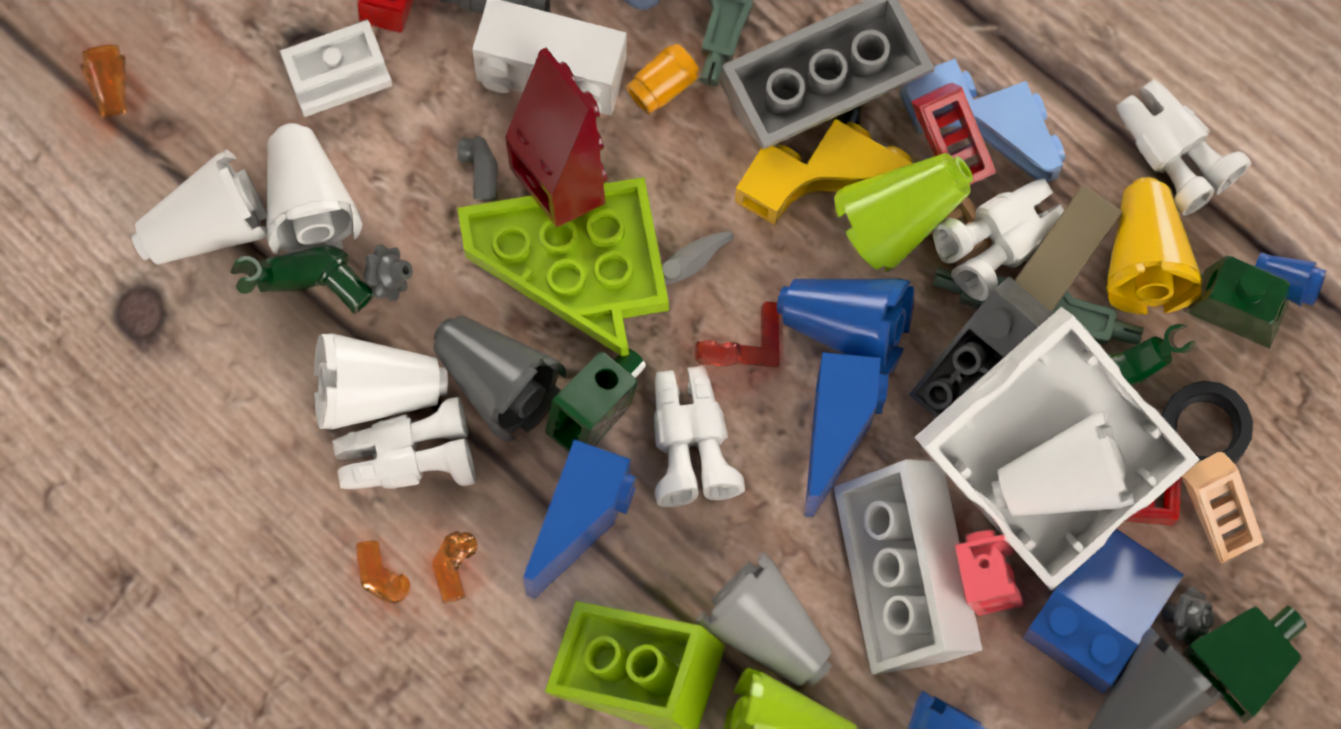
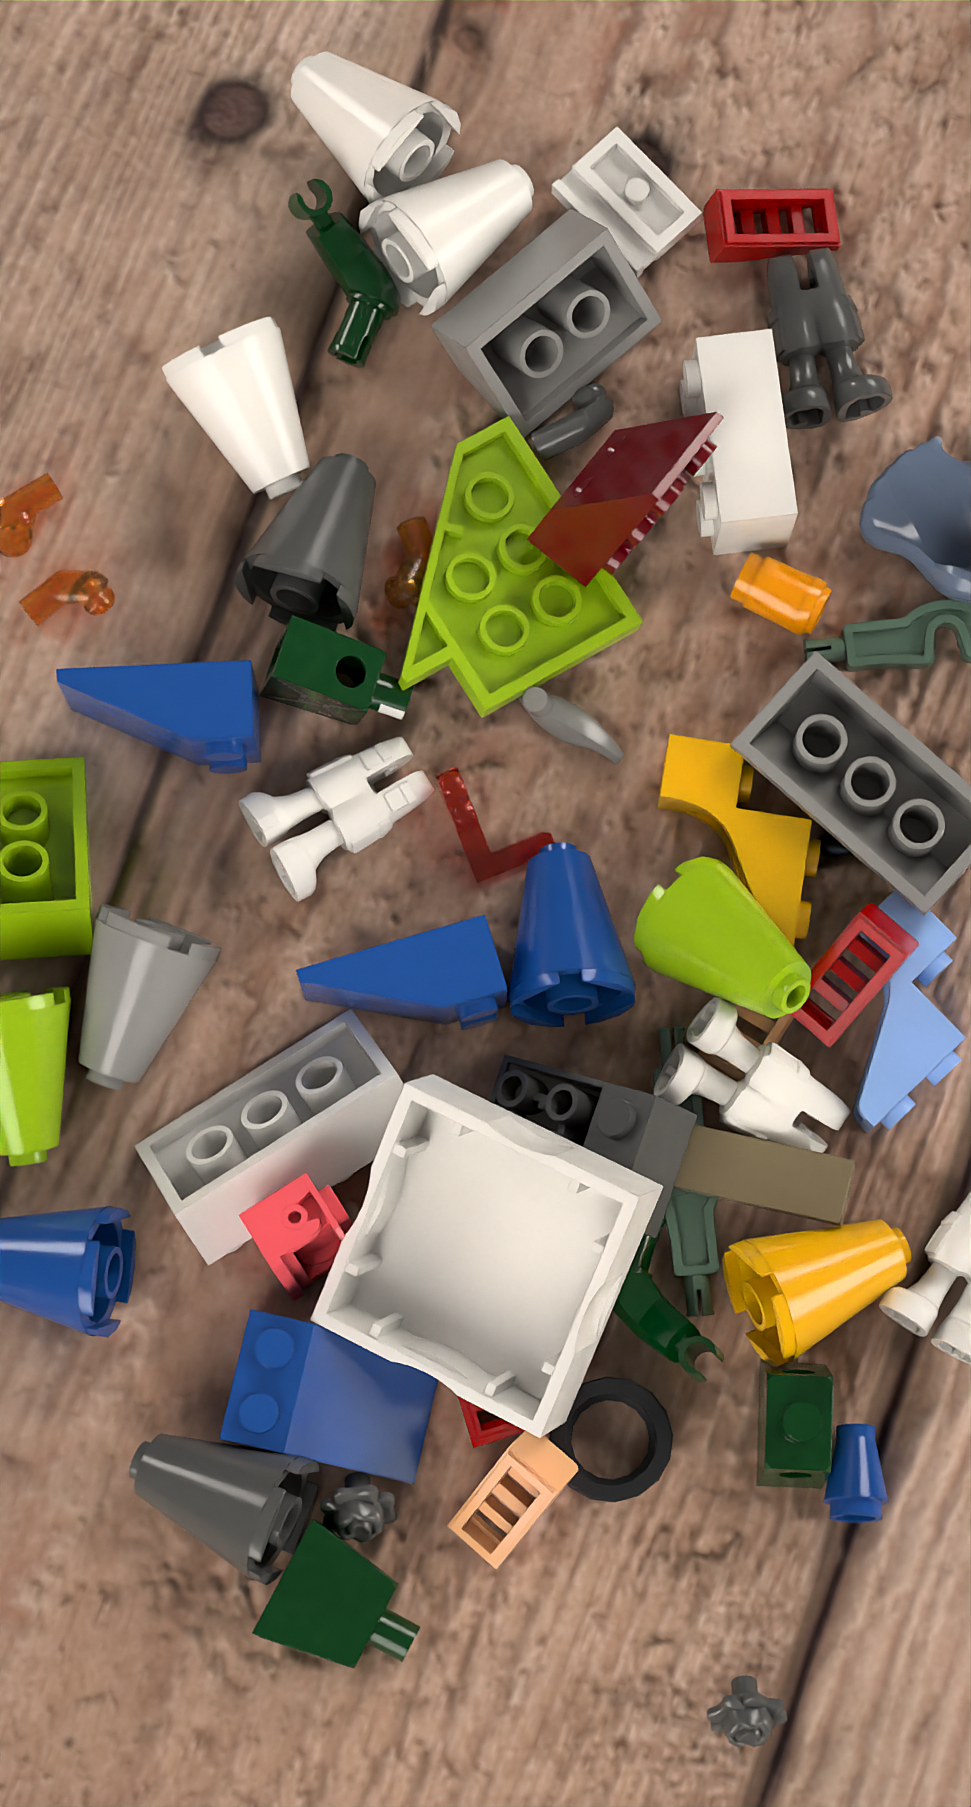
camera: 70 degrees right, 5 degrees up
(386, 272) = (393, 367): dark grey plant -> none
(394, 452) = (174, 470): white piece -> none
(398, 154) = (548, 321): none -> light grey slope
(525, 309) = (406, 585): none -> clear orange arm
(1067, 473) = (459, 1282): white cone -> none

